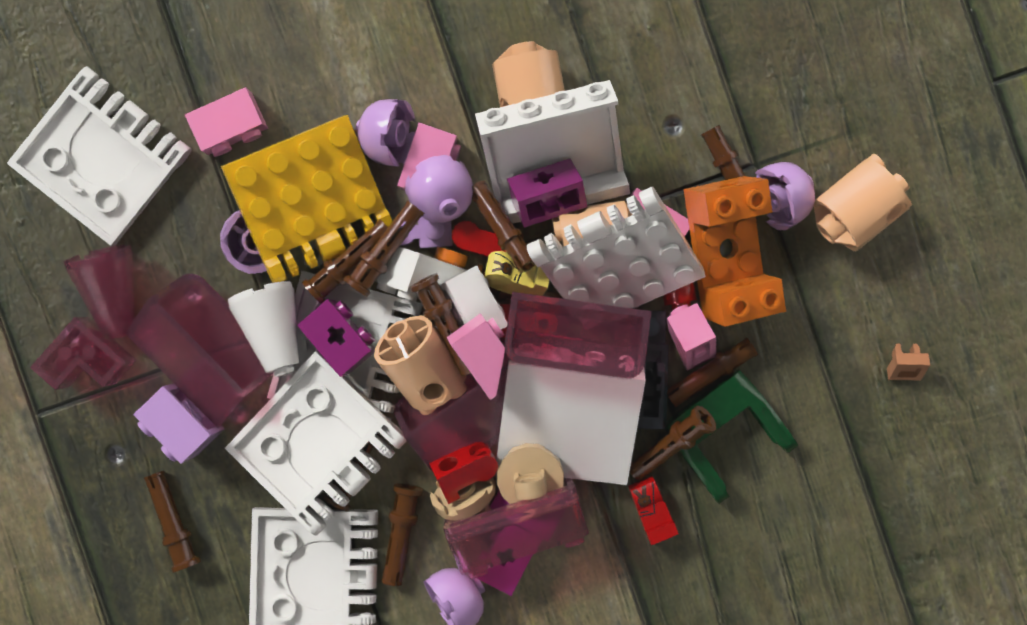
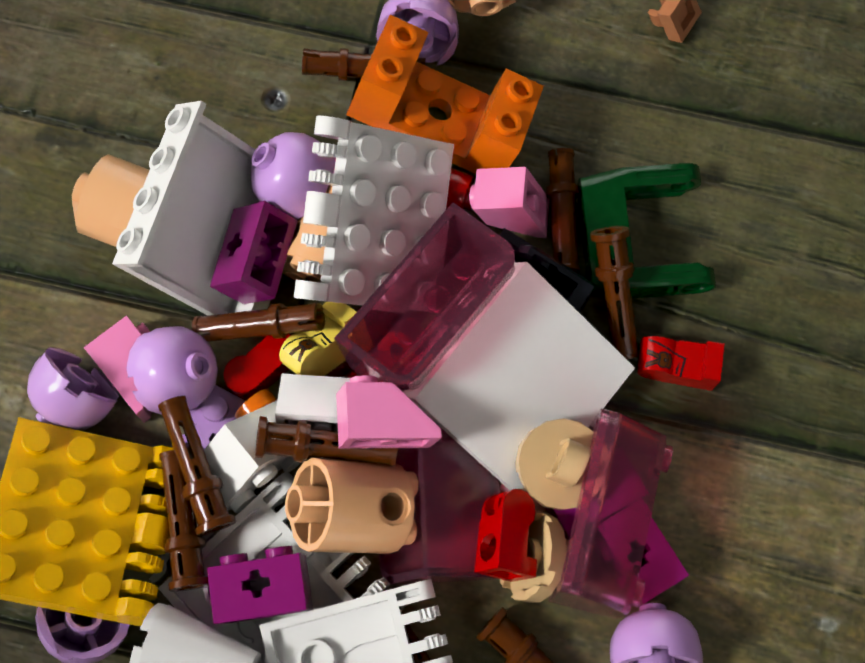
camera: 65 degrees left, 15 degrees down
(613, 179) = (283, 169): none -> lavender cylinder

